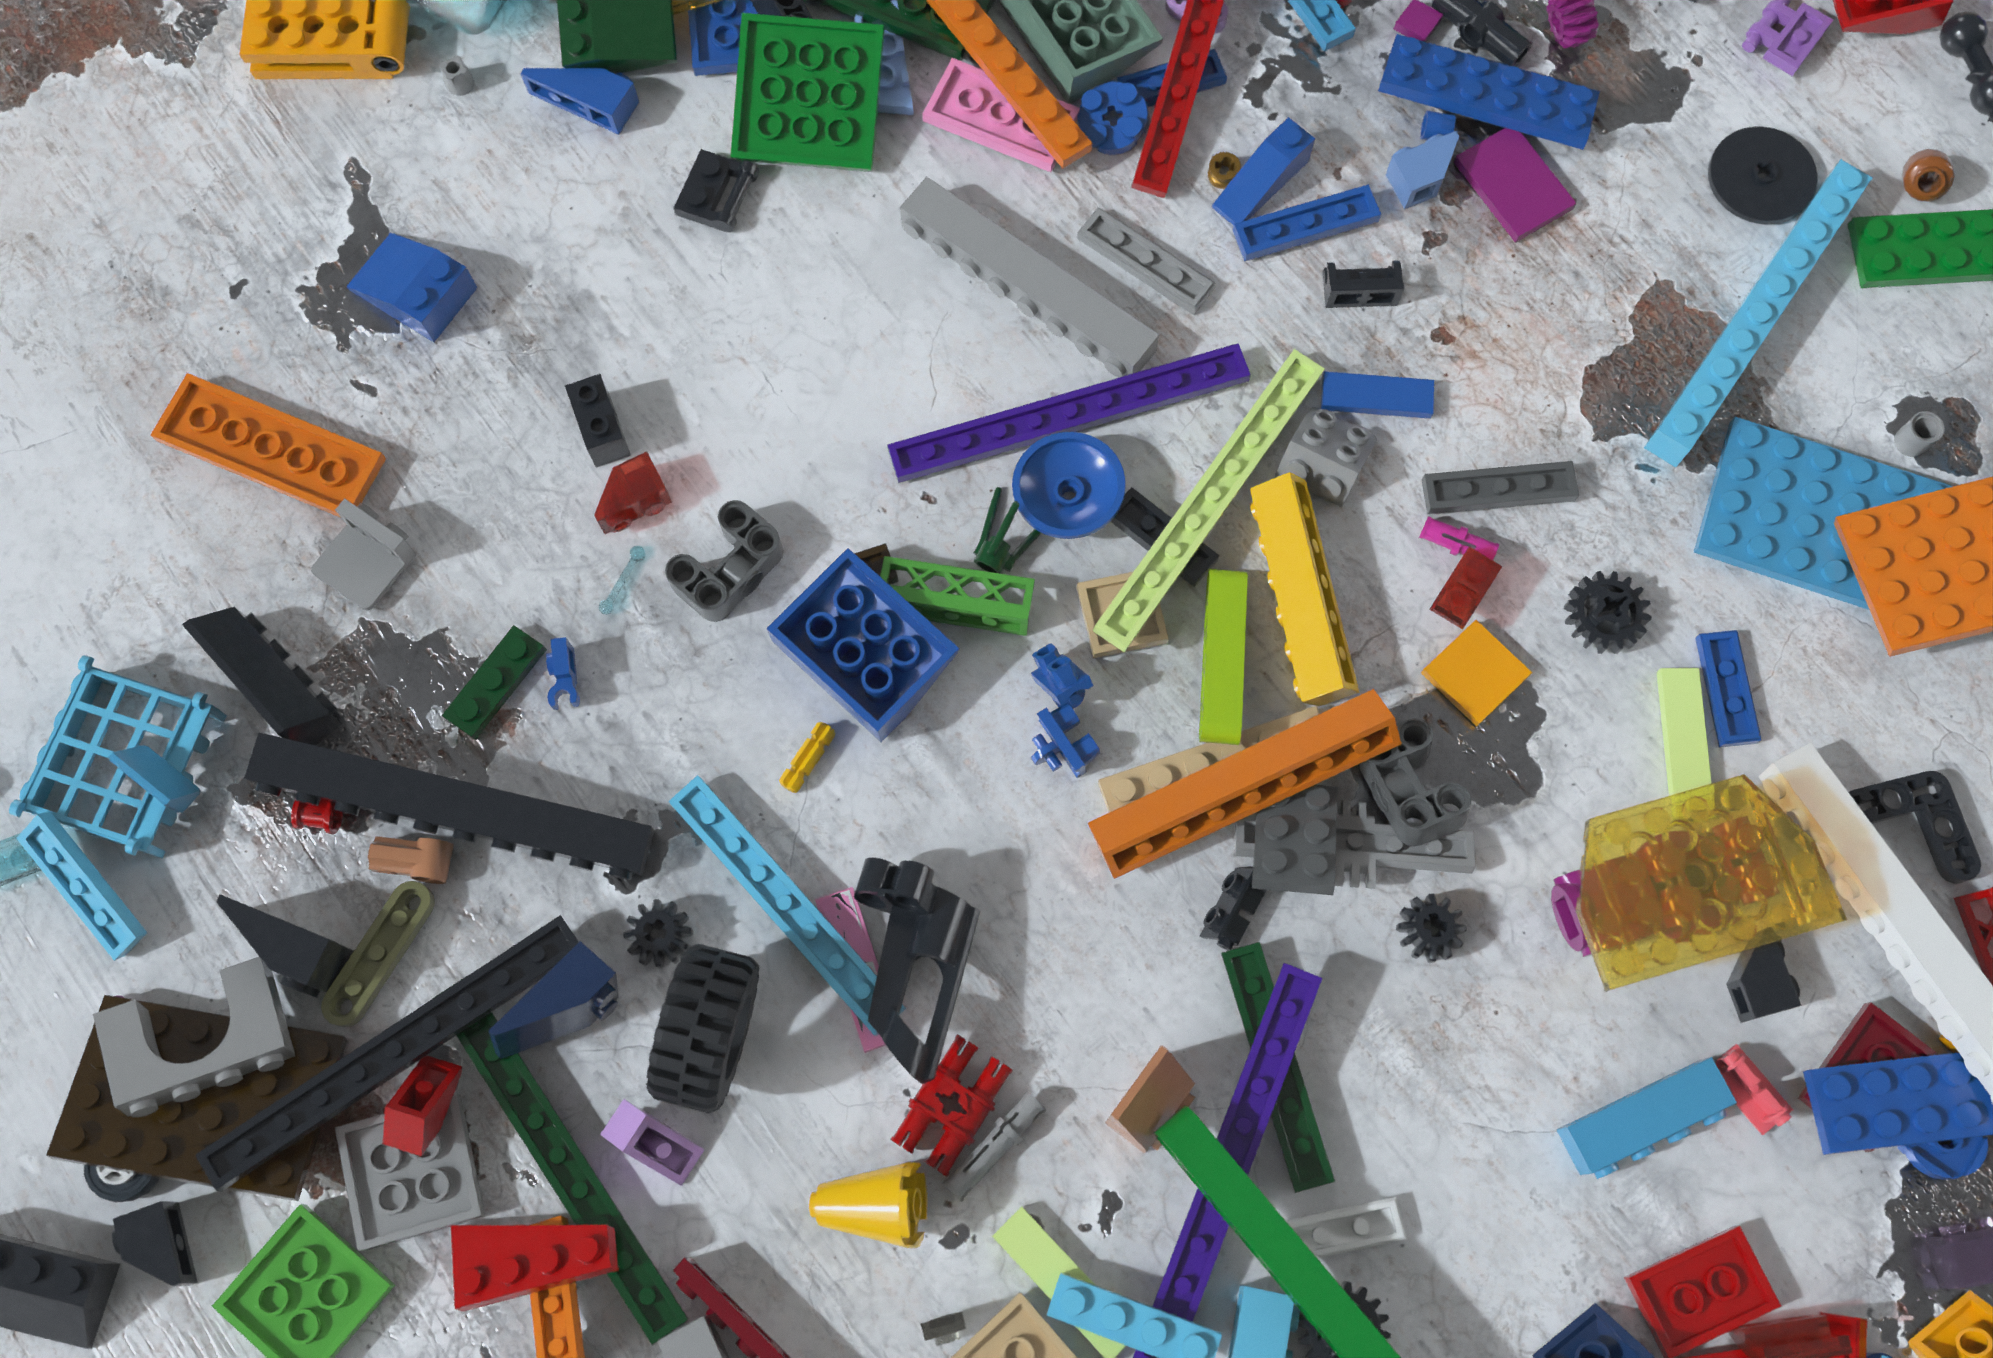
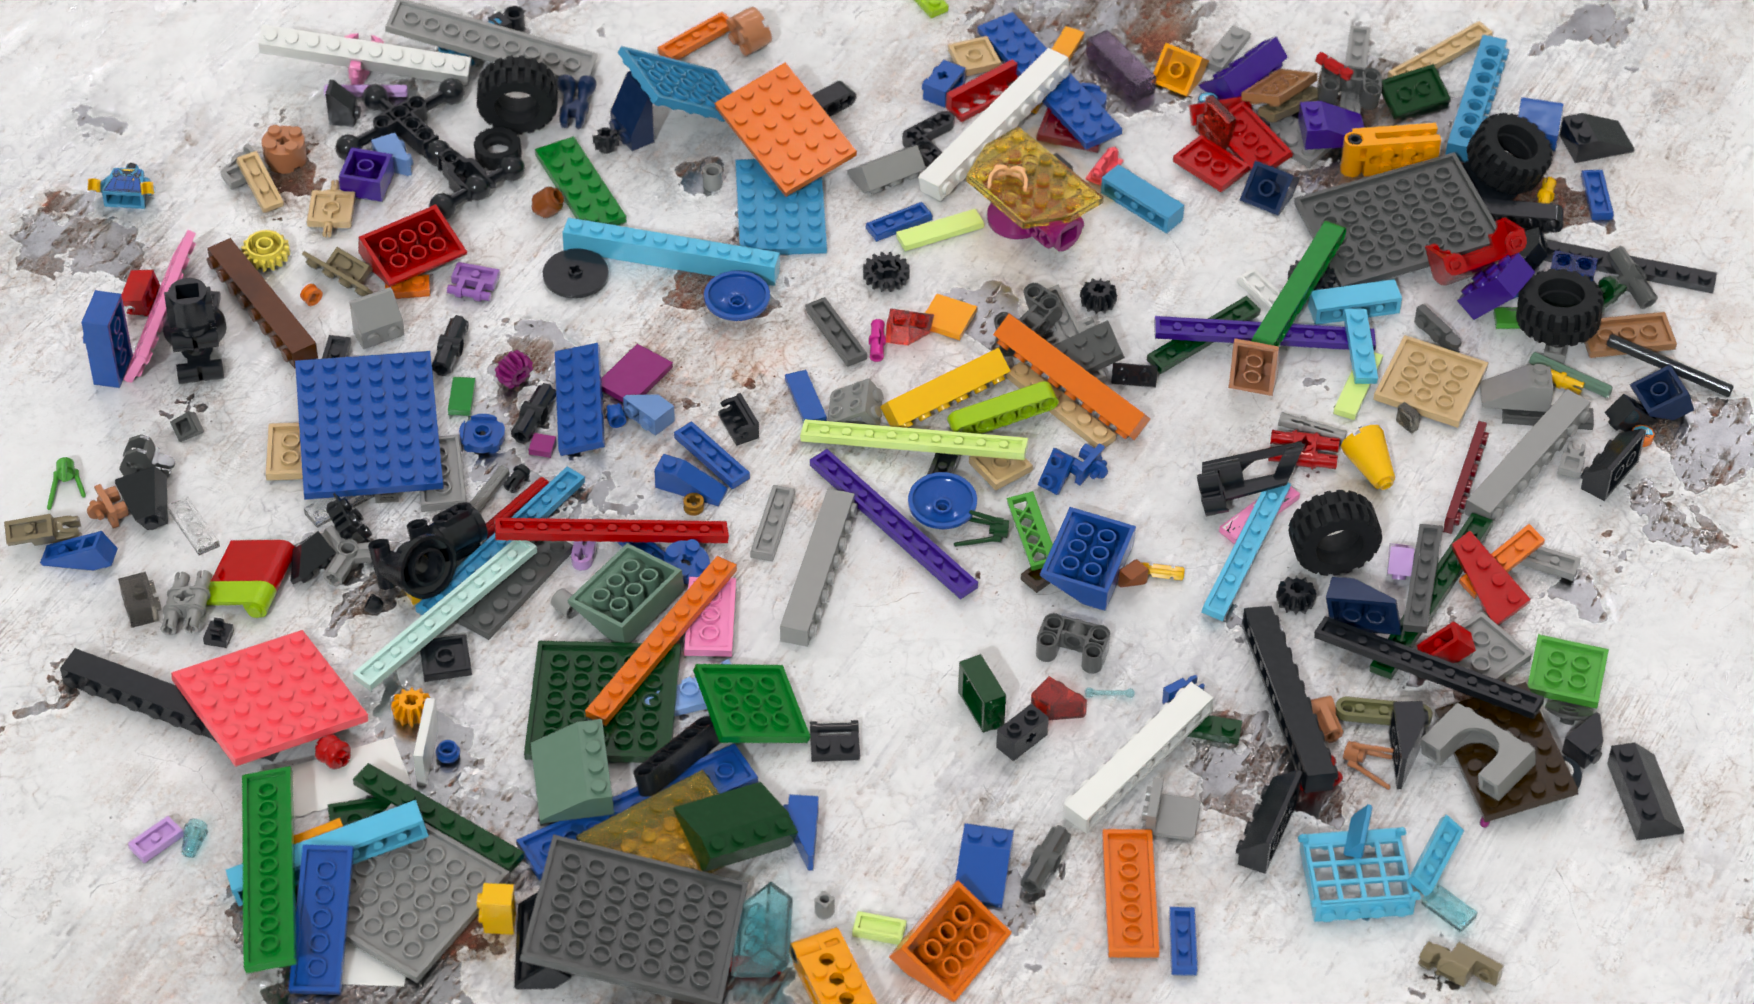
camera: 115 degrees left, 25 degrees down
(156, 478) = (1183, 941): none -> blue plate
(218, 1267) = (1568, 712): none -> dark grey dish
(314, 192) = (950, 942): none -> orange slope
(324, 871) = (1357, 752): none -> nougat plant
(378, 363) = (1045, 859): none -> dark grey piece
(393, 130) = (879, 928): none -> yellowish green tile
(468, 552) = (1138, 757): none -> white brick
(579, 1147) = (1423, 578): none -> dark grey plate
(677, 385) = (982, 693): none -> dark green window
(808, 703) = (1133, 574): none -> dark orange slope
(1630, 347) = (736, 295): none -> blue dish
(1723, 819) = (997, 172): none -> light nougat cap
(1855, 711) = (888, 170): none -> light grey slope

